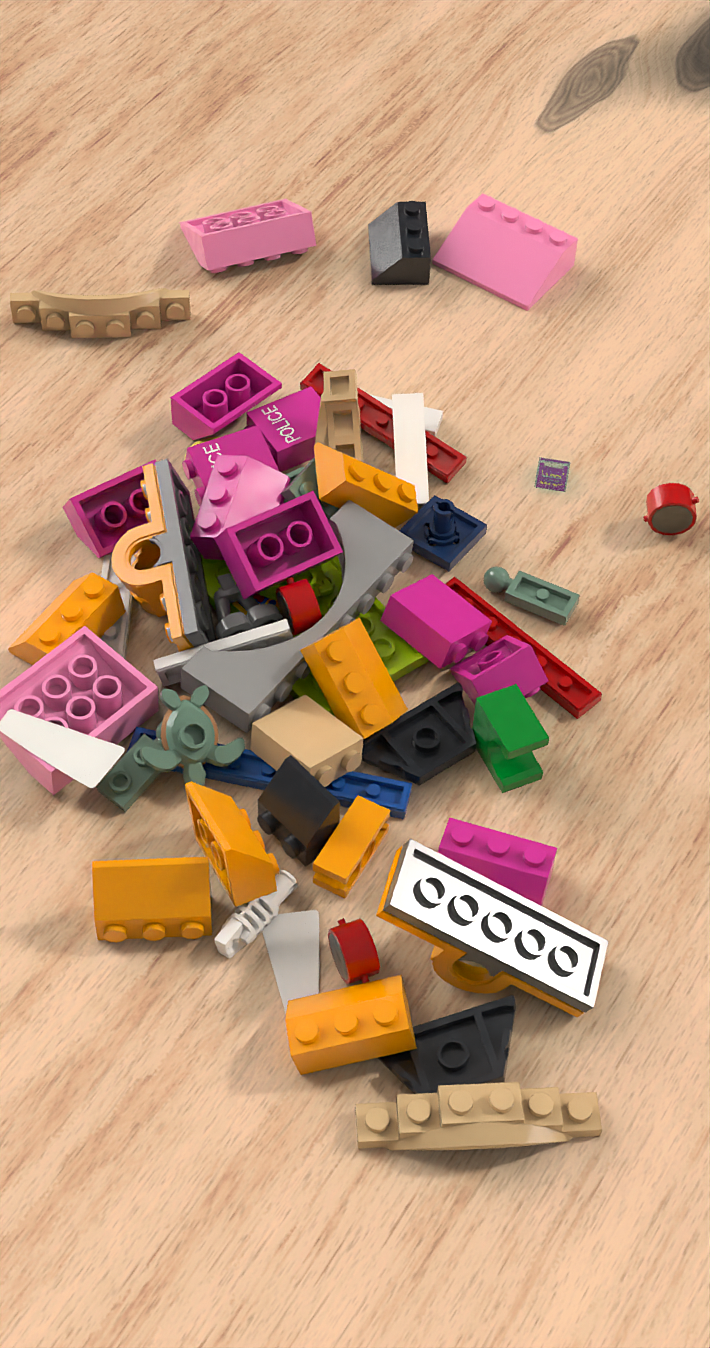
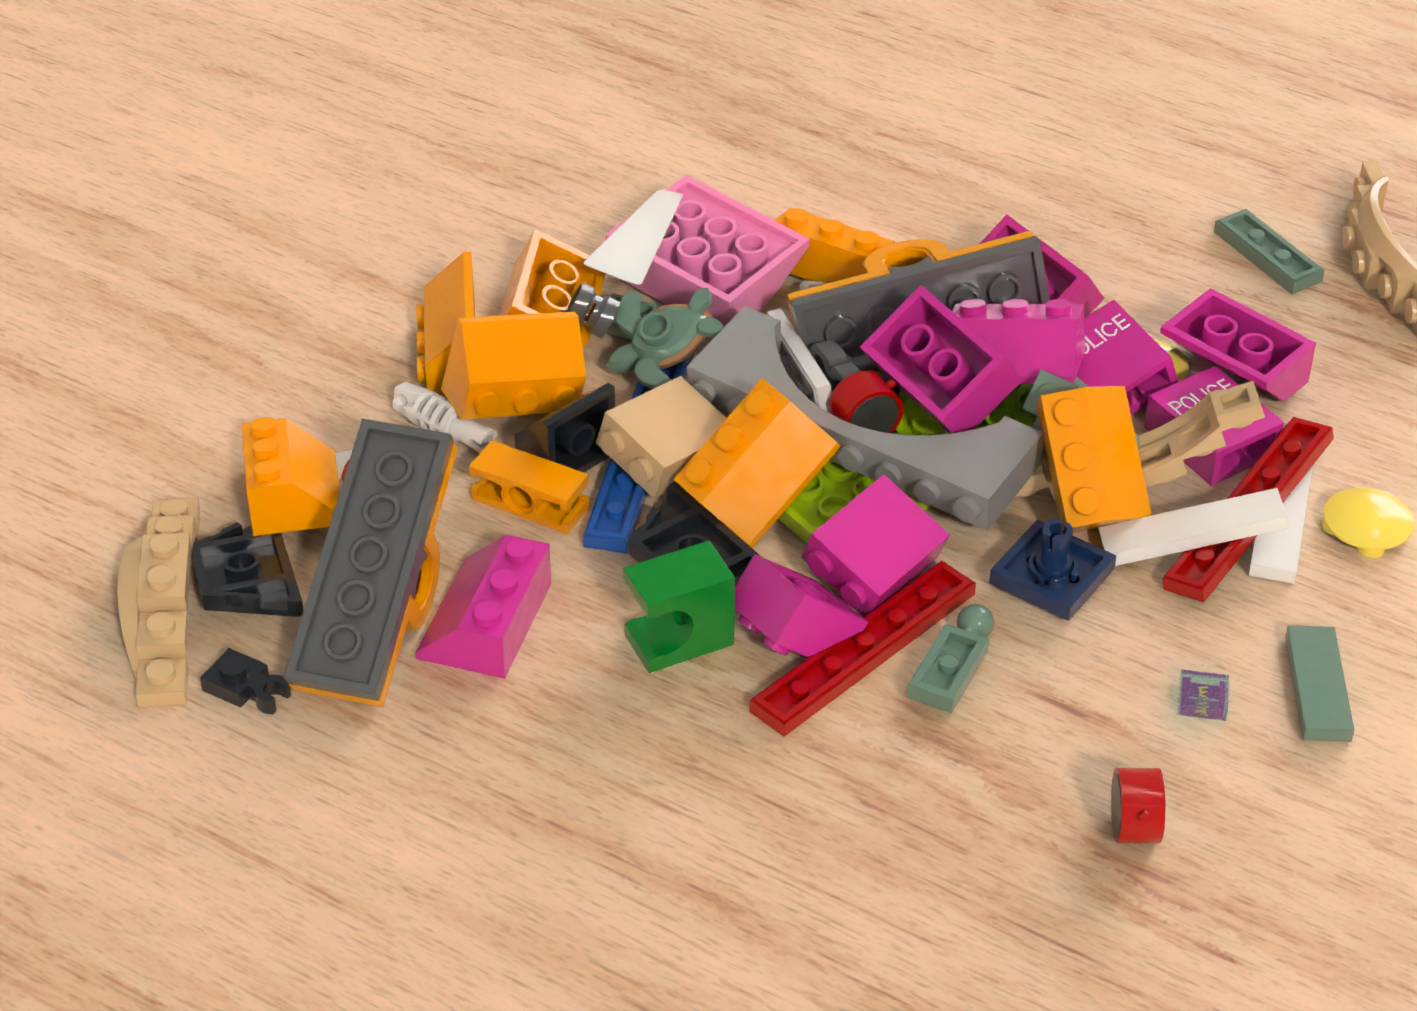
camera: 90 degrees right, 10 degrees down
(83, 378) = (1269, 251): none -> sand green tile
(105, 826) = (547, 279): none -> light orange slope
(153, 786) = (601, 312): none -> dark grey wheel
(386, 371) = (1368, 520): none -> light yellow dish
(539, 418) = (1319, 684): none -> sand green tile
(573, 1054) = (242, 678): none -> black plate

